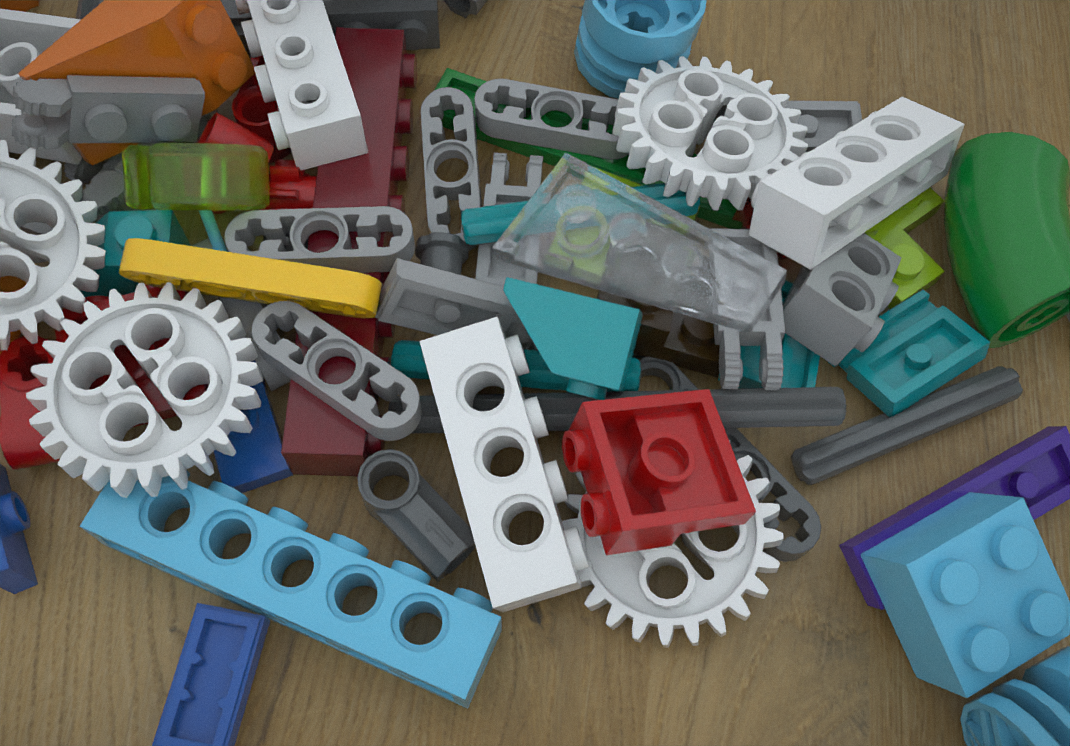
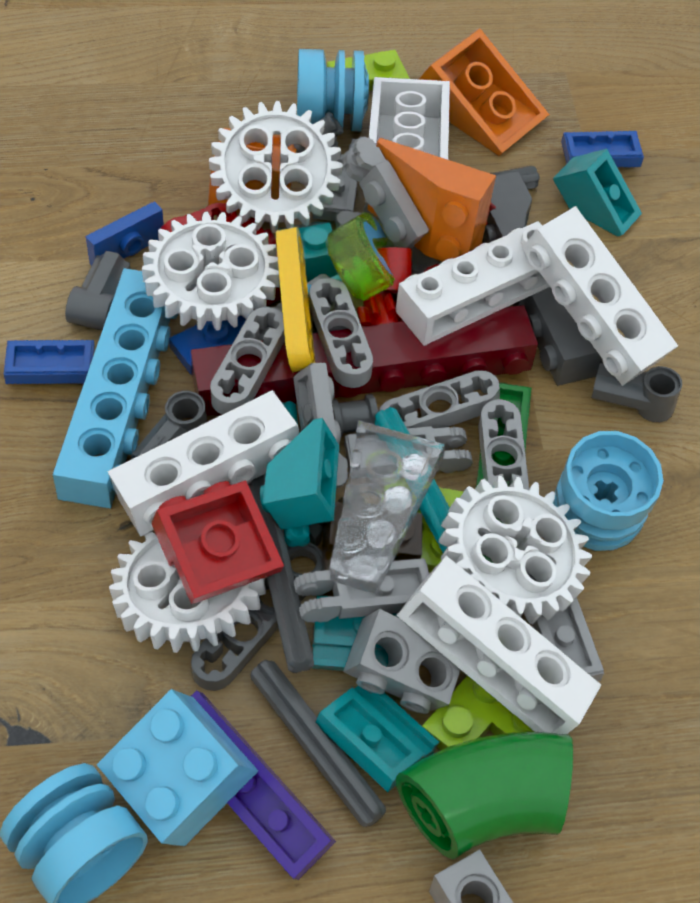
camera: 75 degrees right, 10 degrees down
(109, 587) = (91, 302): none -> dark grey piece

